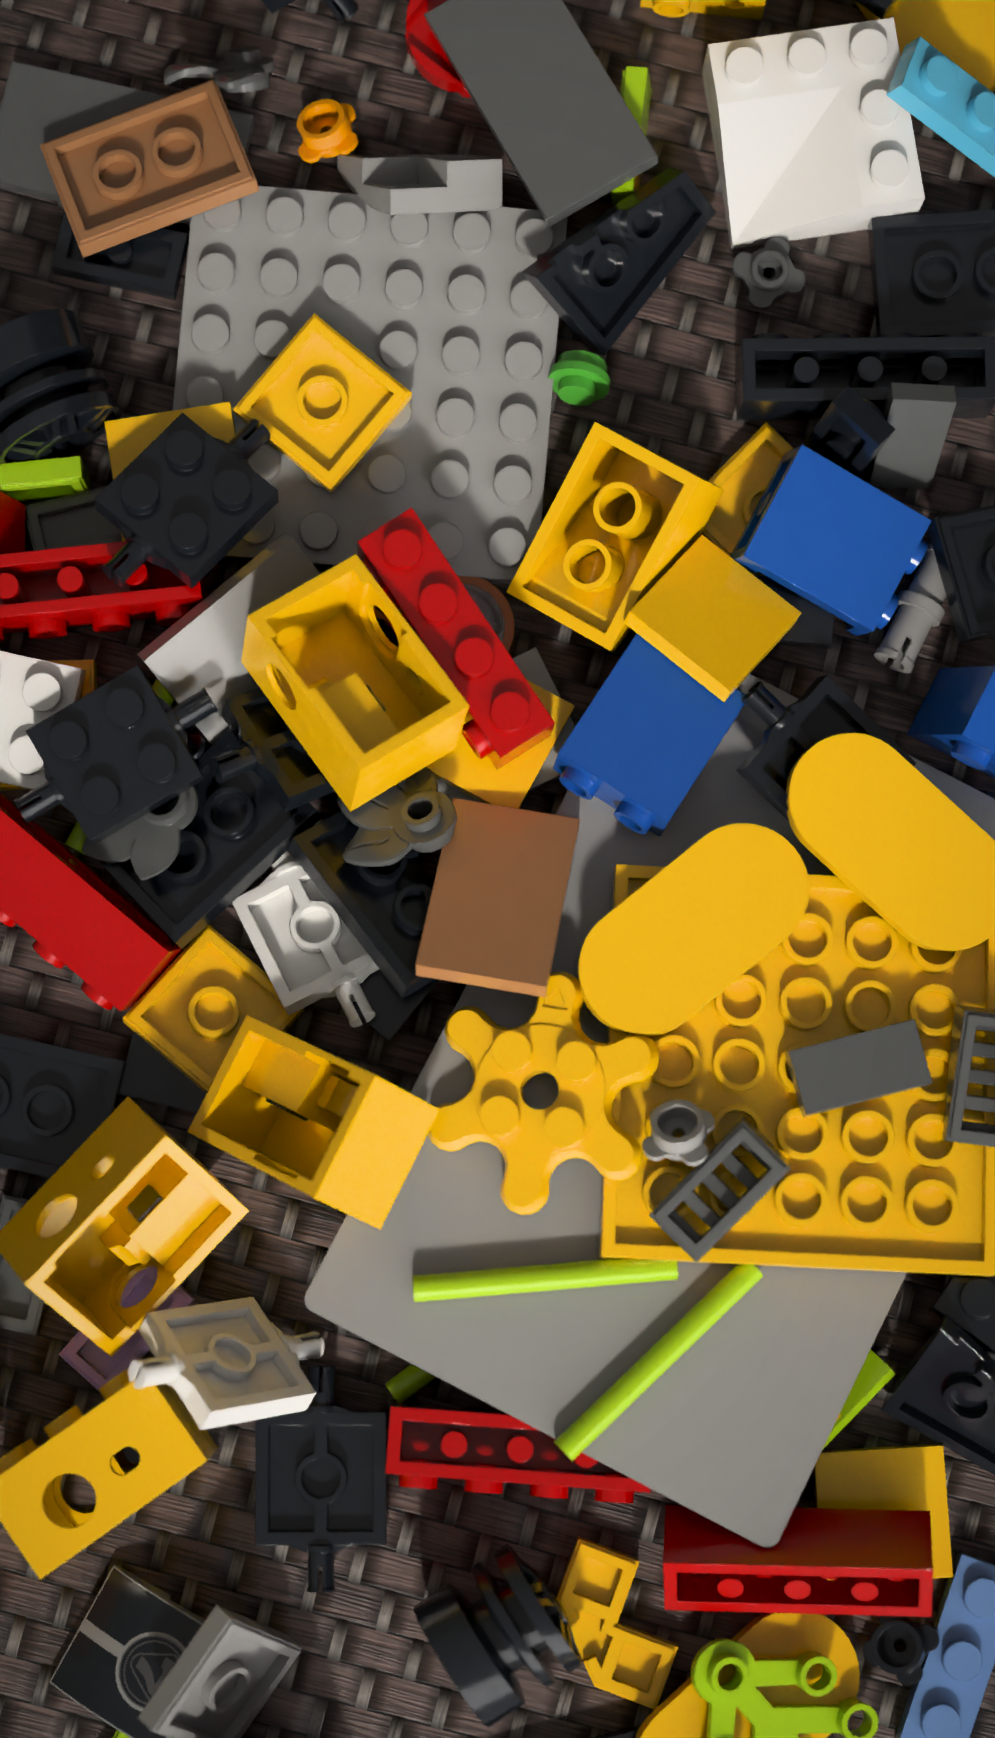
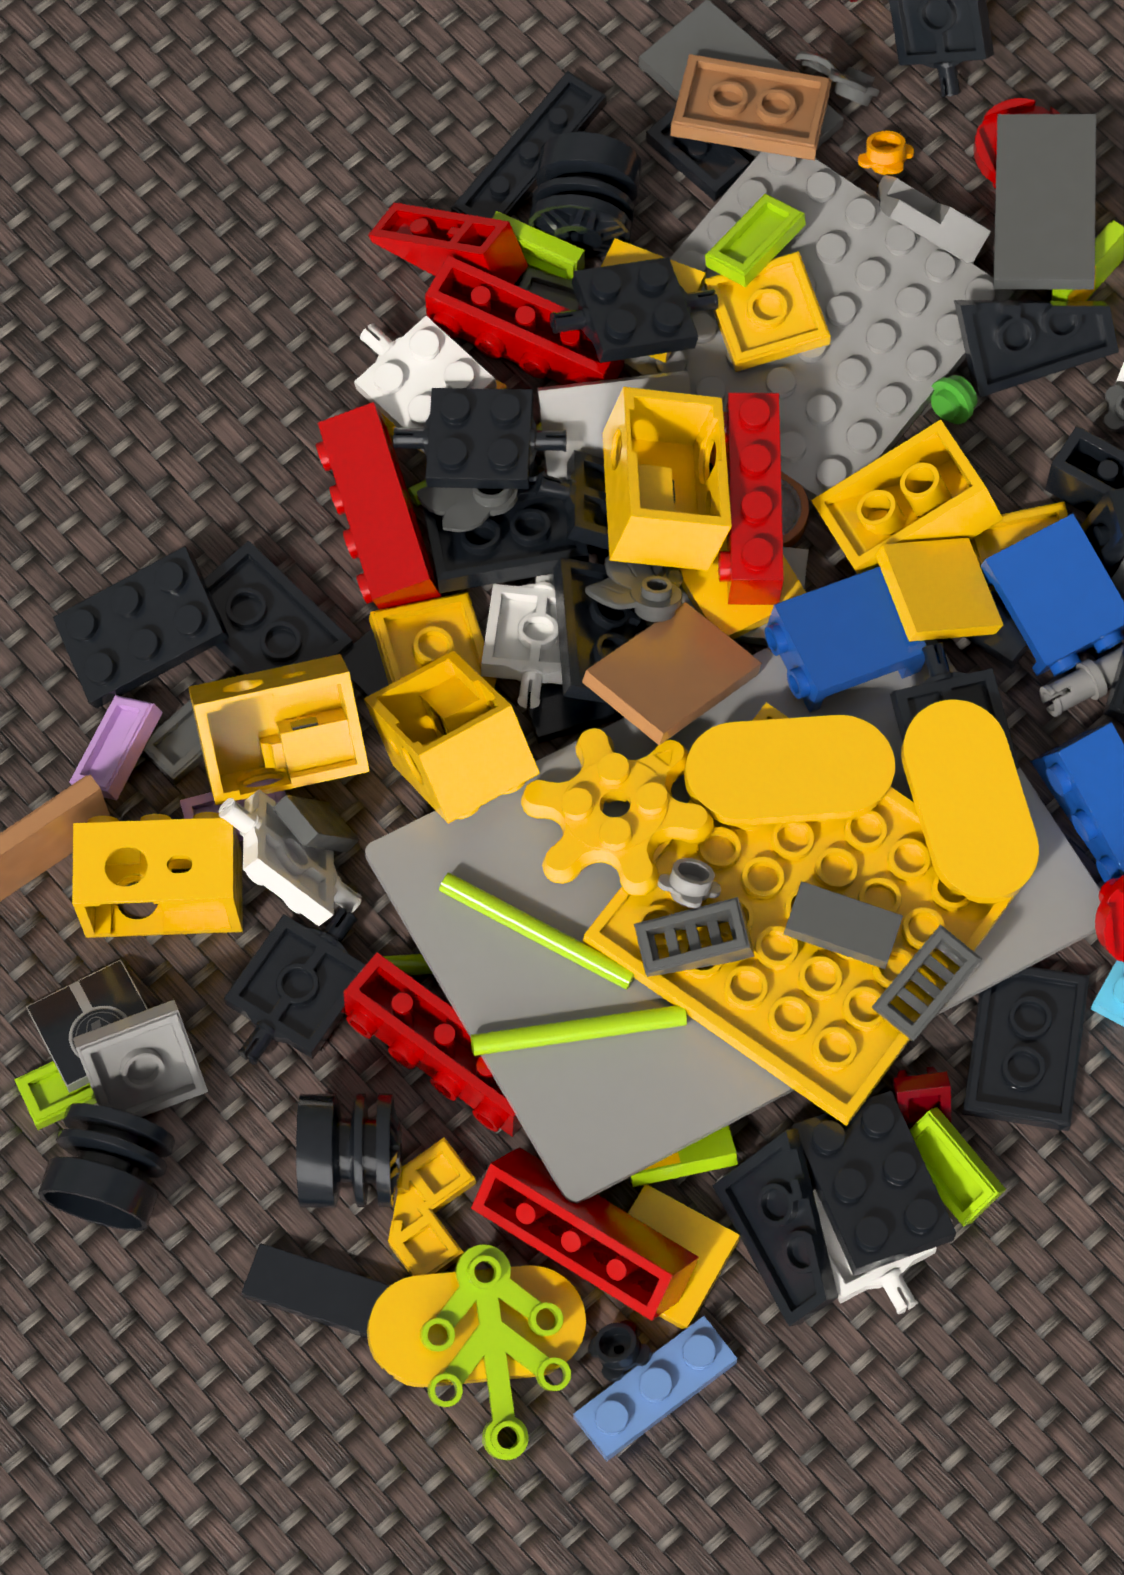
camera: 40 degrees right, 15 degrees down
(227, 1300) = (315, 824): none -> dark grey tile
(259, 330) = (755, 240): none -> lime tile

